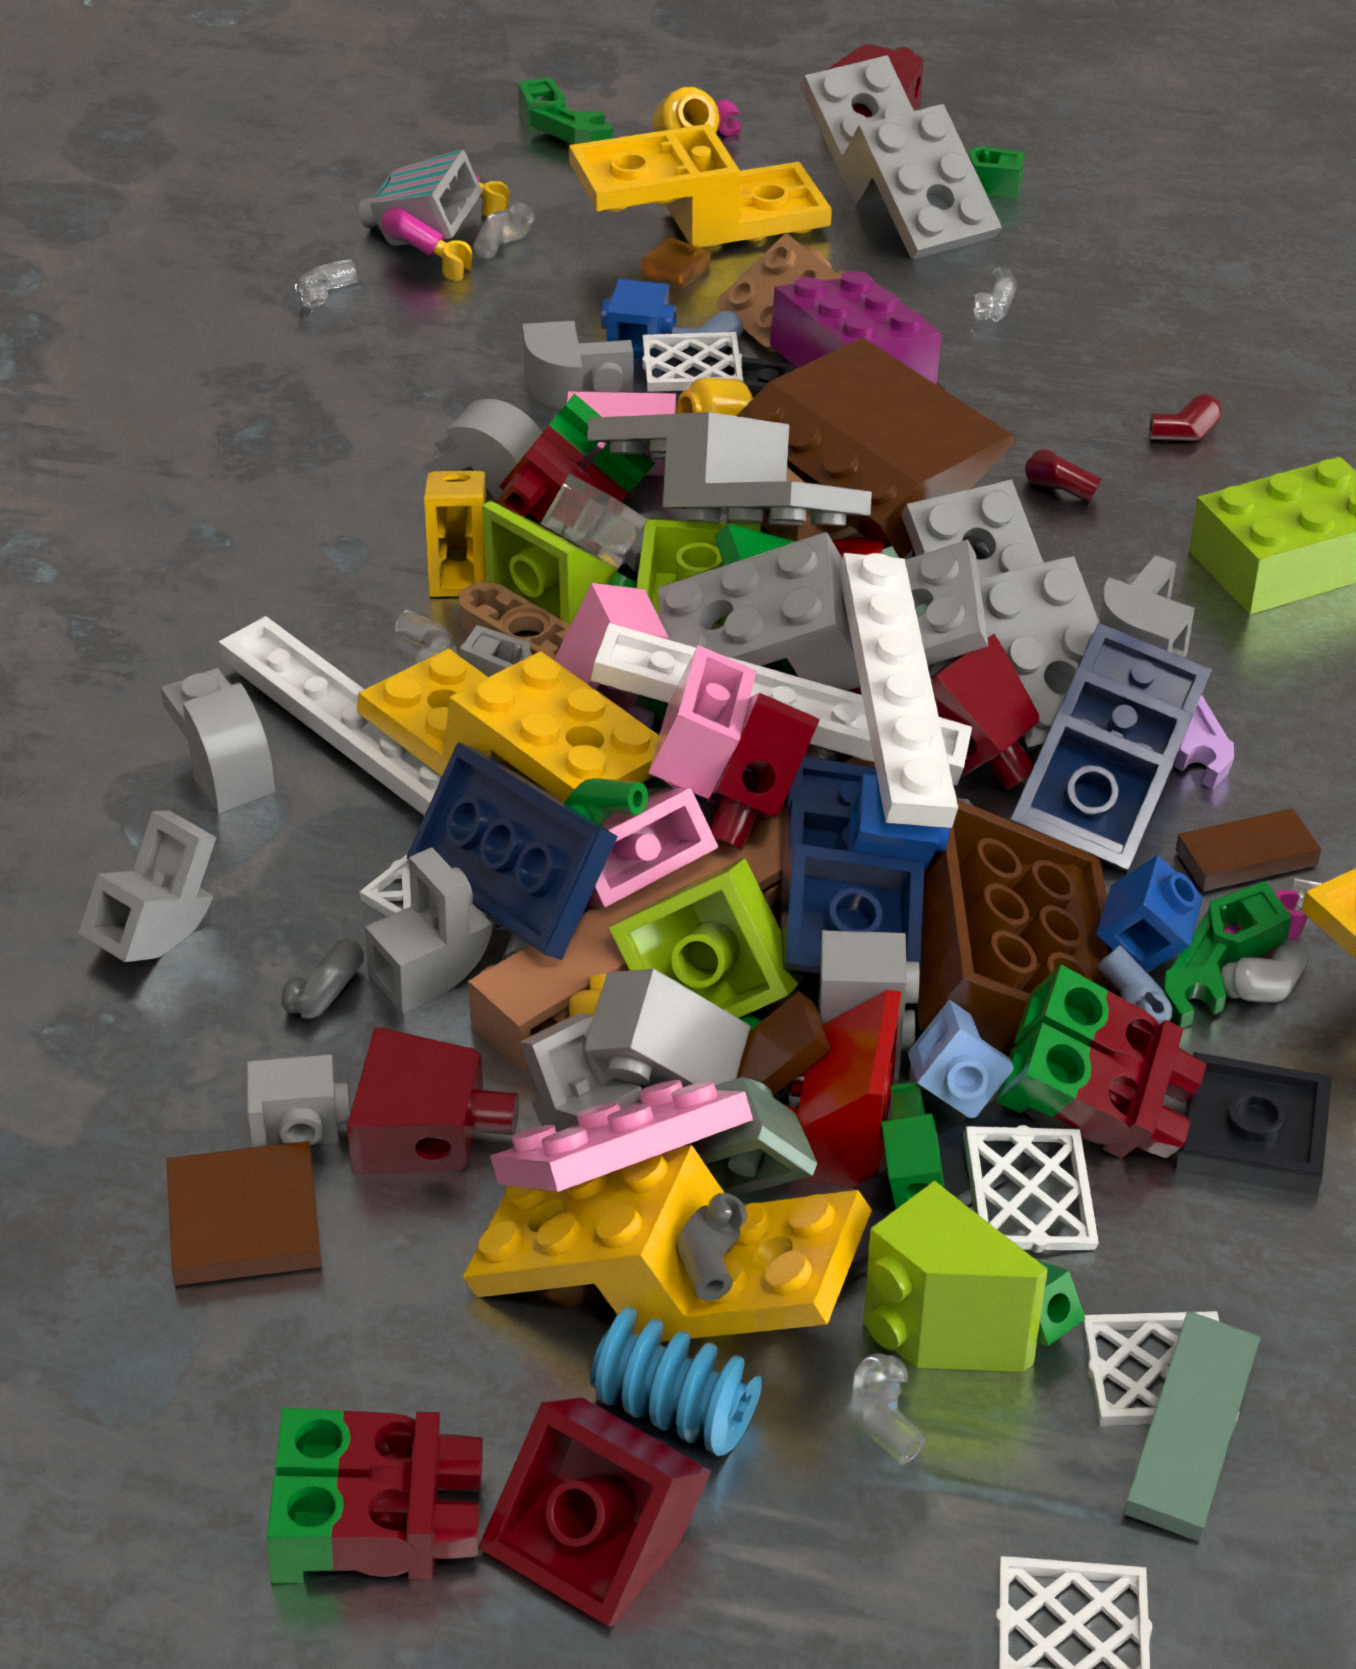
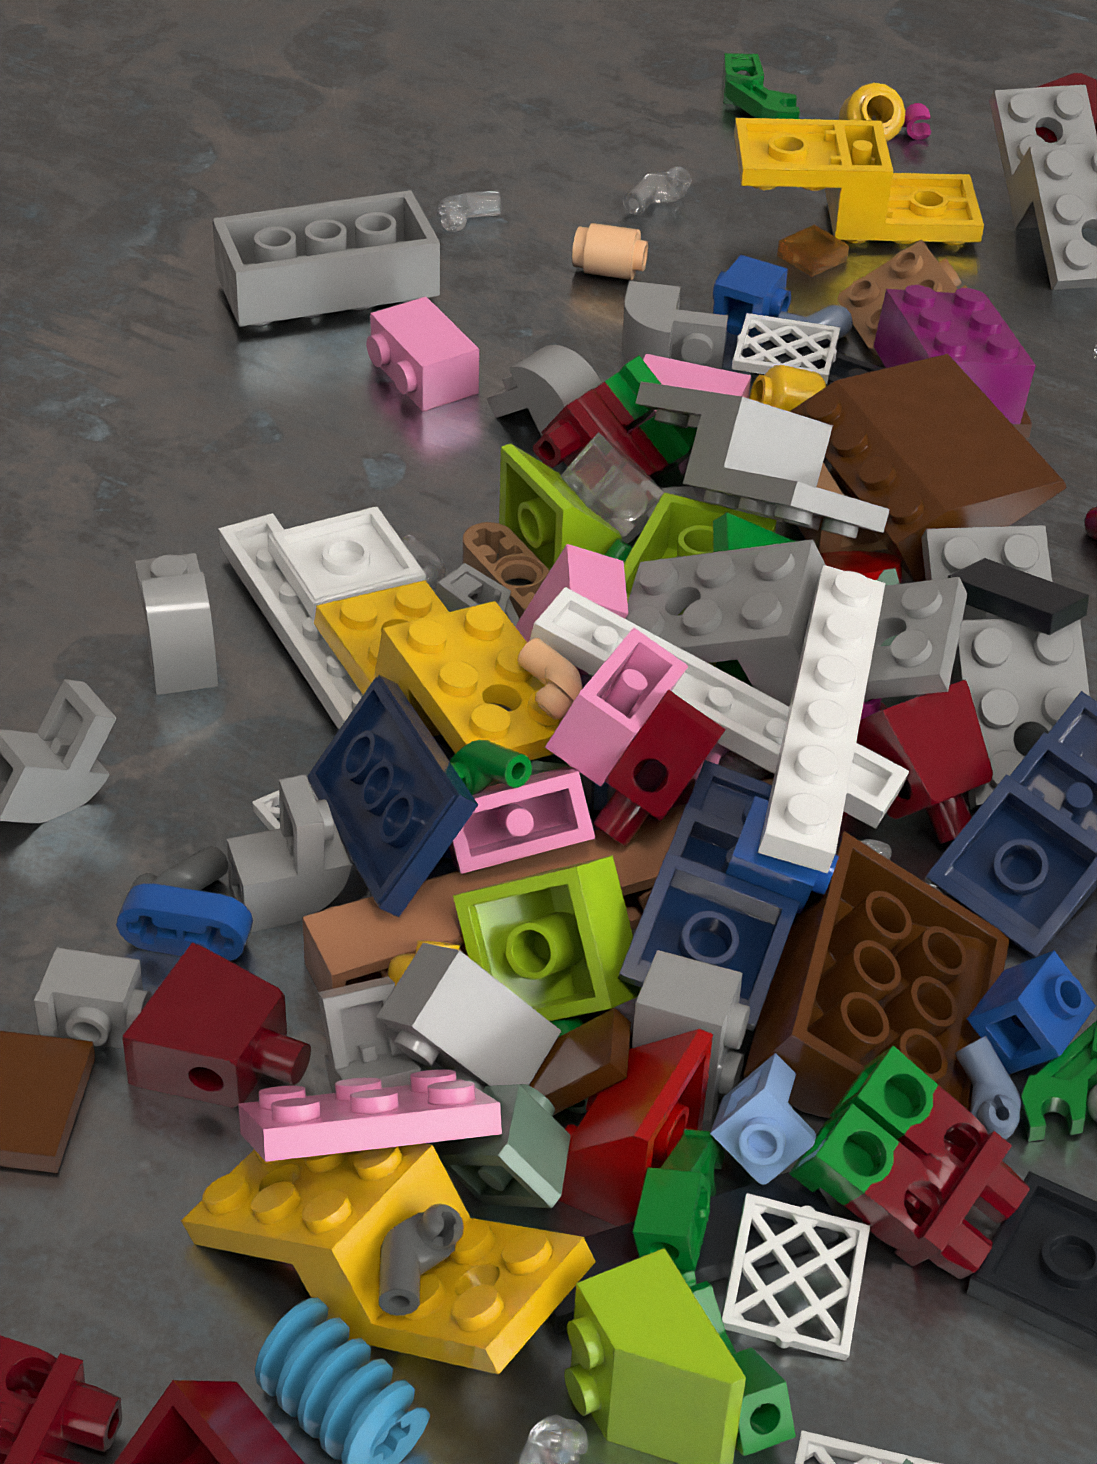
camera: 15 degrees right, 0 degrees up
(210, 356) = (326, 258): none -> light grey brick
(345, 432) = (424, 353): none -> bright pink brick
(346, 1012) = (174, 917): none -> blue beam
(357, 645) = (343, 558): none -> white tile
(429, 203) = (592, 150): torso -> none
(454, 522) = (475, 463): yellow torso -> none
(484, 298) = (609, 251): none -> light nougat brick
(642, 713) = (556, 672): none -> light nougat arm
(1019, 547) = (1021, 596): none -> black tile

